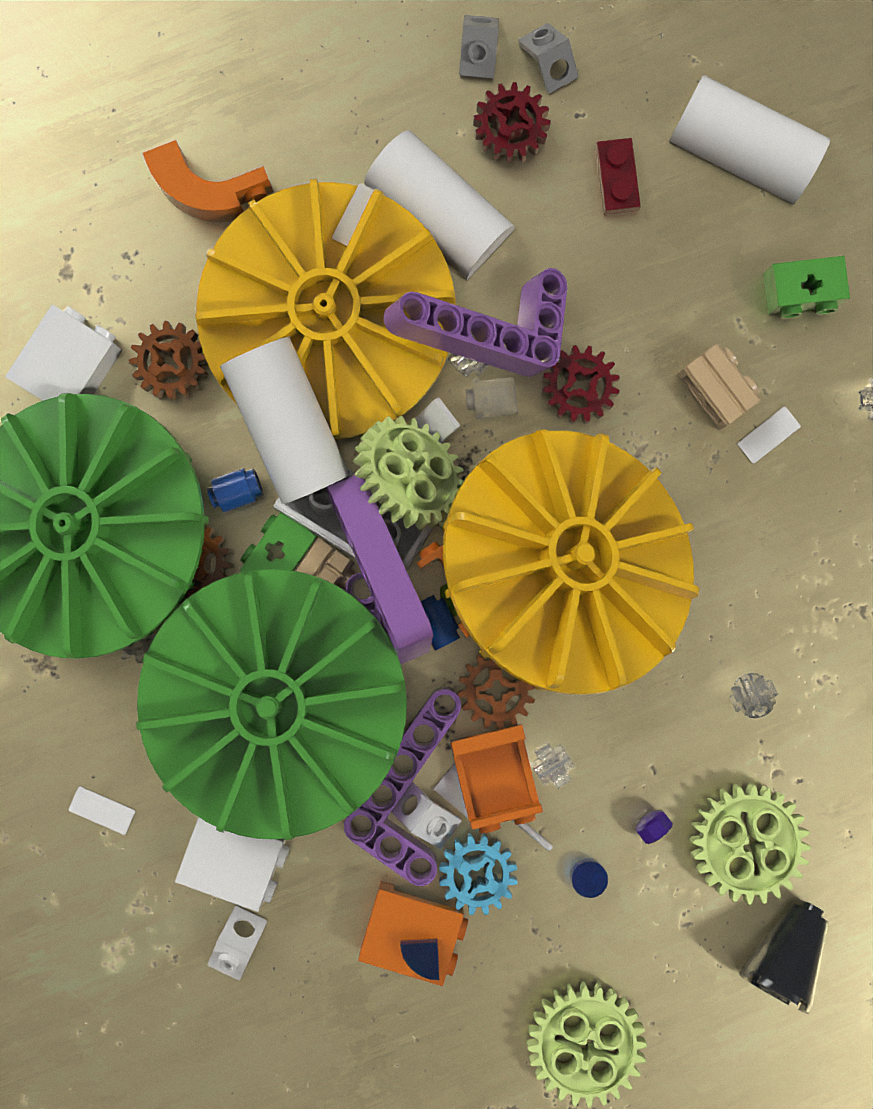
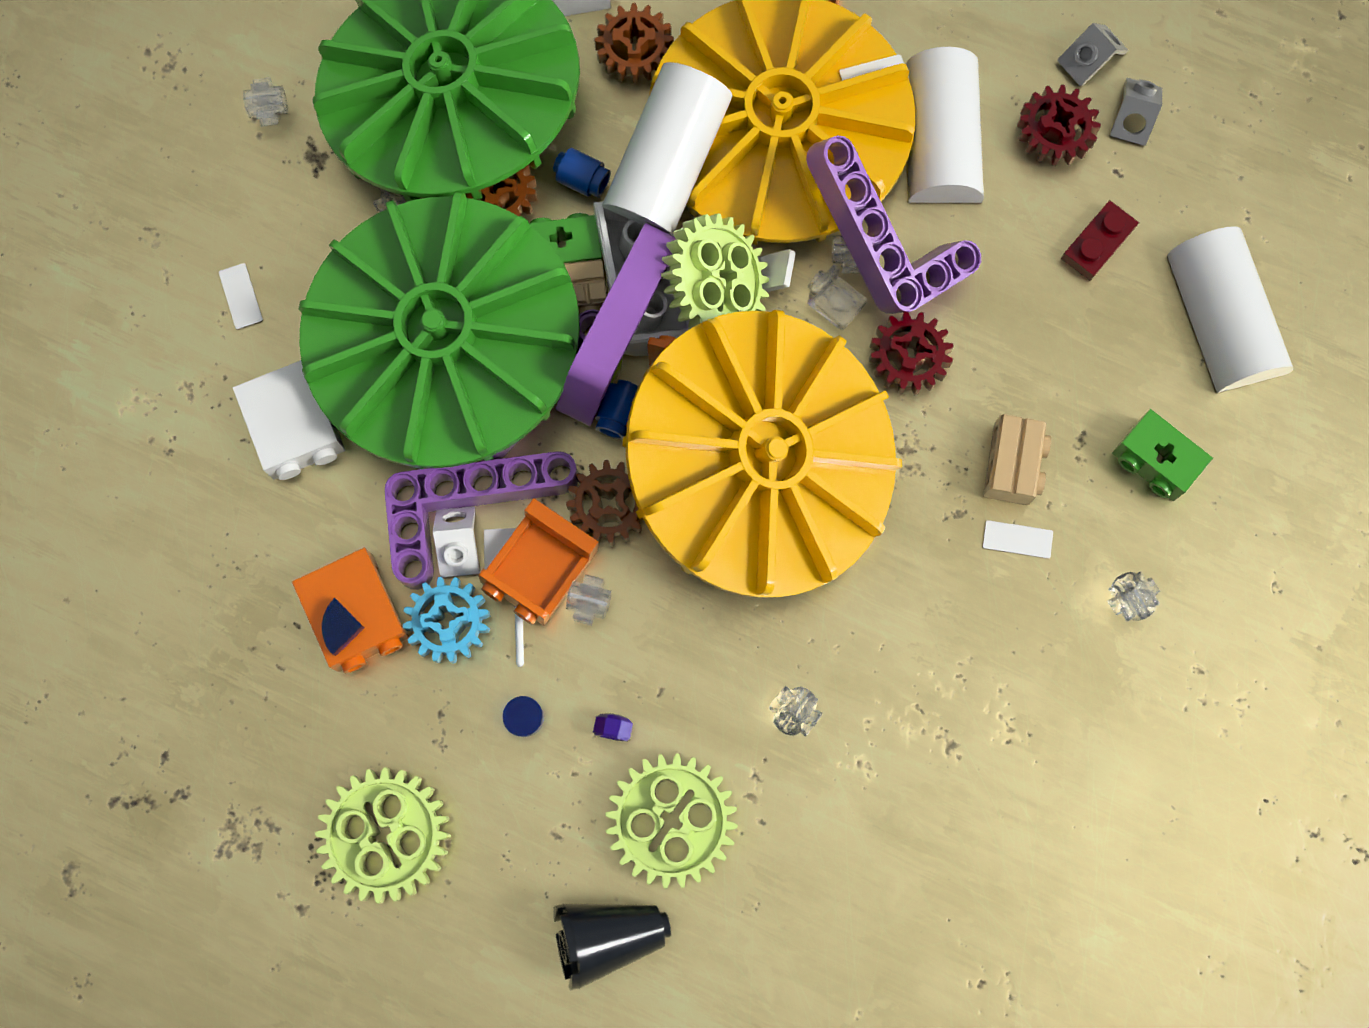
camera: 50 degrees right, 10 degrees down
(233, 951) = (215, 483): white bracket -> none

